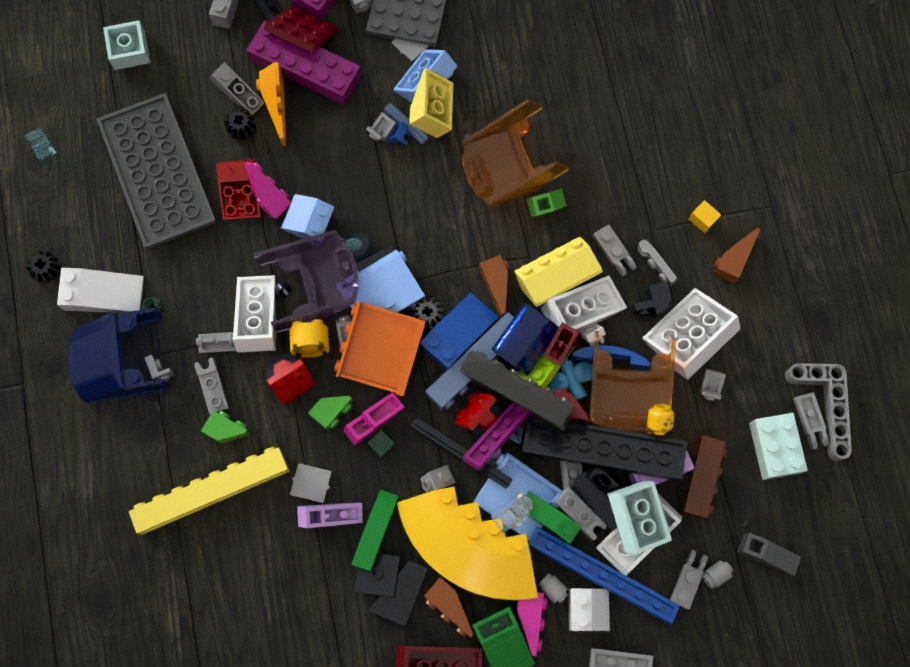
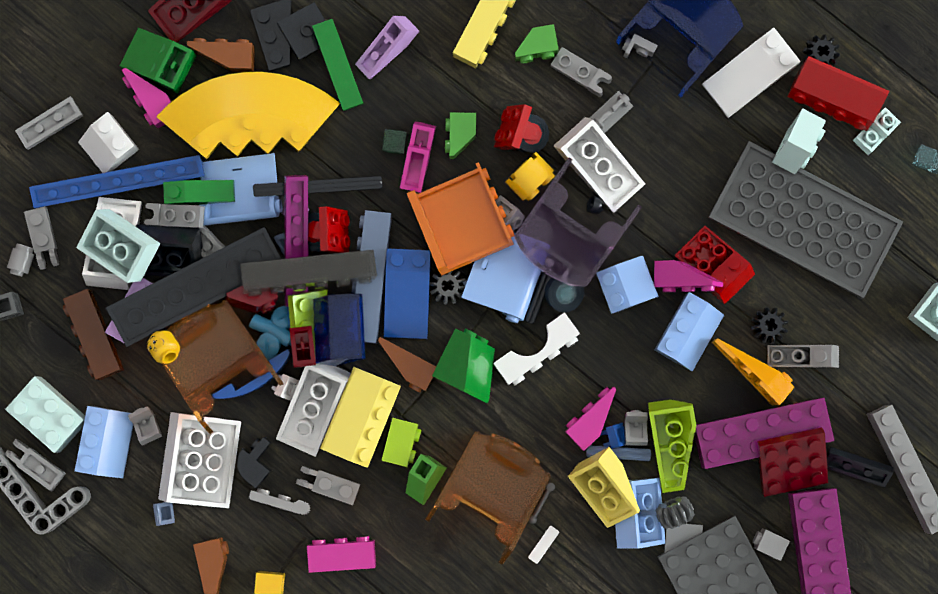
camera: 145 degrees right, 10 degrees up
(57, 190) = (878, 131): none -> light aqua slope
(58, 228) = (837, 93): none -> red slope
(112, 216) = (800, 142): none -> light aqua brick
(151, 300) = (696, 90): clear green plate -> none
(295, 161) = (689, 331): none -> light blue slope
(311, 483) = (426, 61): light grey piece -> none
(362, 104) = (673, 435): none -> lime wedge
(380, 223) = (559, 333): none -> white arch
(402, 57) = (675, 512): none -> dark grey gear
(408, 153) = (590, 424): none -> dark pink slope
(437, 479) = (320, 149): light grey bracket -> none
(459, 246) = (467, 364): none -> green slope
(503, 107) = (543, 545): none -> white sticker
(513, 512) = (229, 166): clear brick -> none
(543, 237) = (400, 442): none -> lime brick
(553, 588) = (150, 137): light grey brick -> none
(641, 198) = (341, 554): none -> dark pink brick
(745, 316) = (163, 513): none -> sand blue slope
(750, 396) = (104, 442): none -> light blue slope

